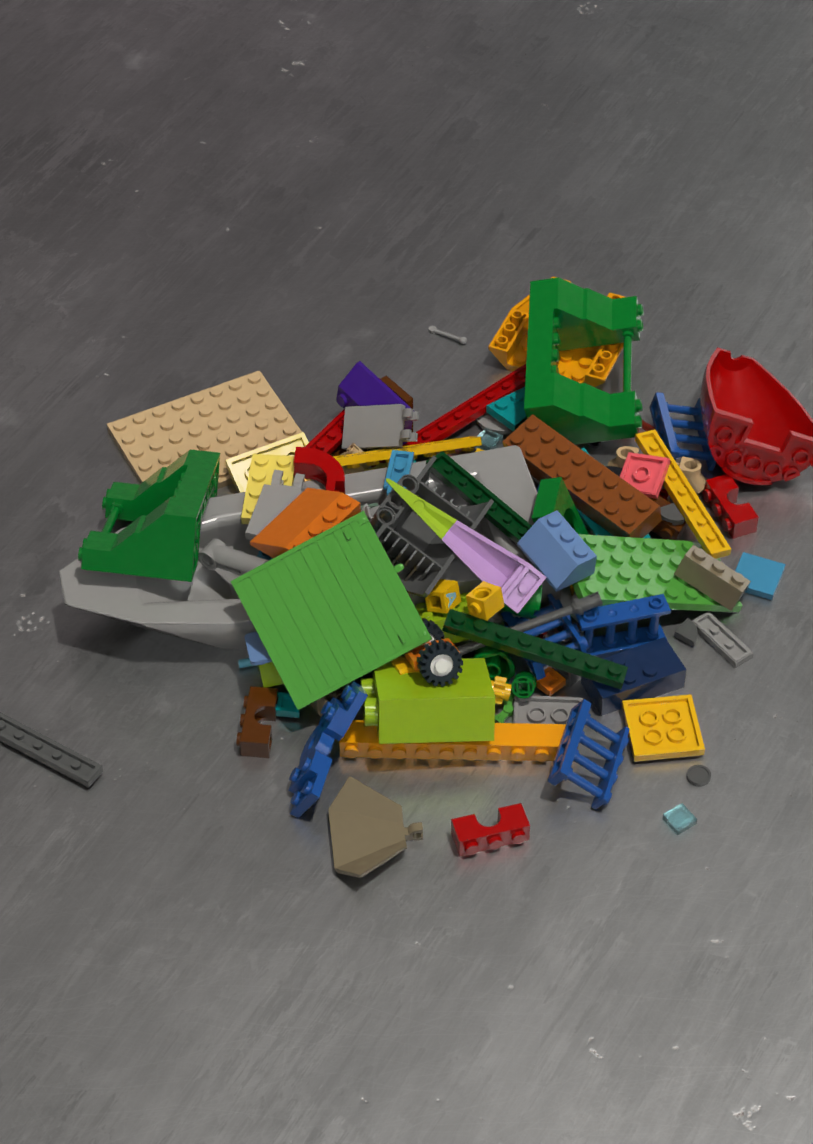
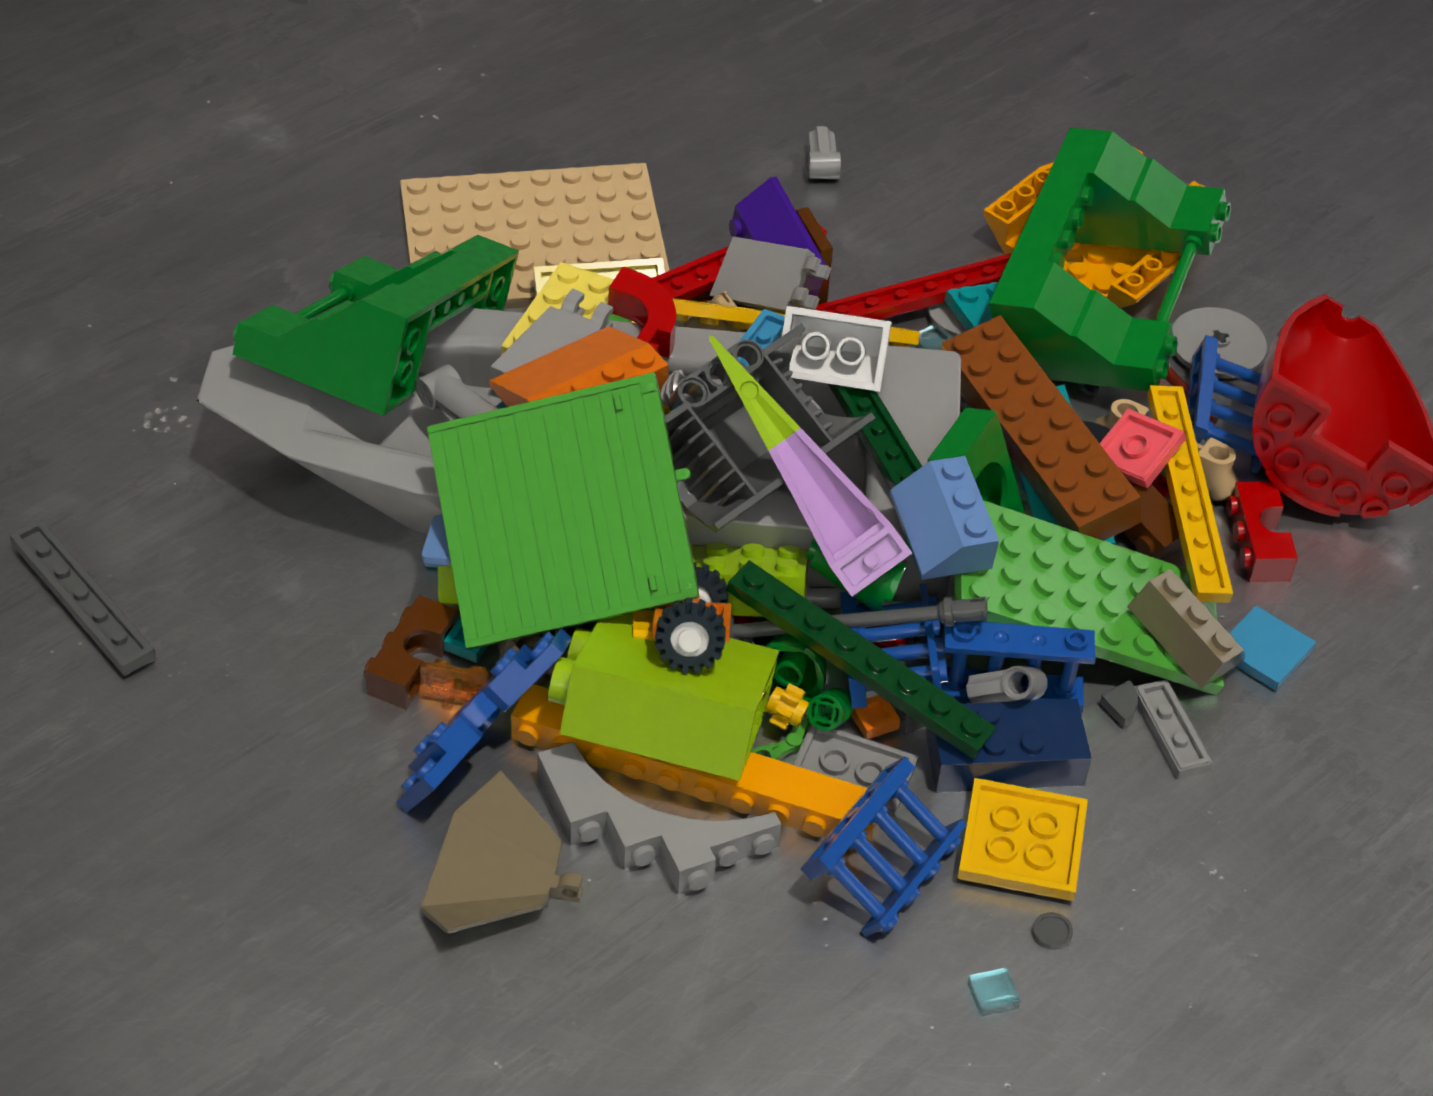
camera: 15 degrees right, 0 degrees up
(292, 734) = (450, 684): none -> clear orange hips
(370, 337) = (822, 155): none -> light grey piece
(432, 330) = (919, 171): light grey hinge -> none
(442, 789) = (640, 834): none -> light grey arch
(443, 596) = (748, 538): yellow brick -> none
(456, 463) = (838, 348): none -> white slope
(473, 837) = (654, 924): red arch -> none
(485, 600) = (804, 562): yellow brick -> none
(620, 641) = (1005, 685): none -> light grey piece
(672, 514) = (1160, 517): dark grey tile -> none
(673, 386) = (1237, 337): none -> light grey piece

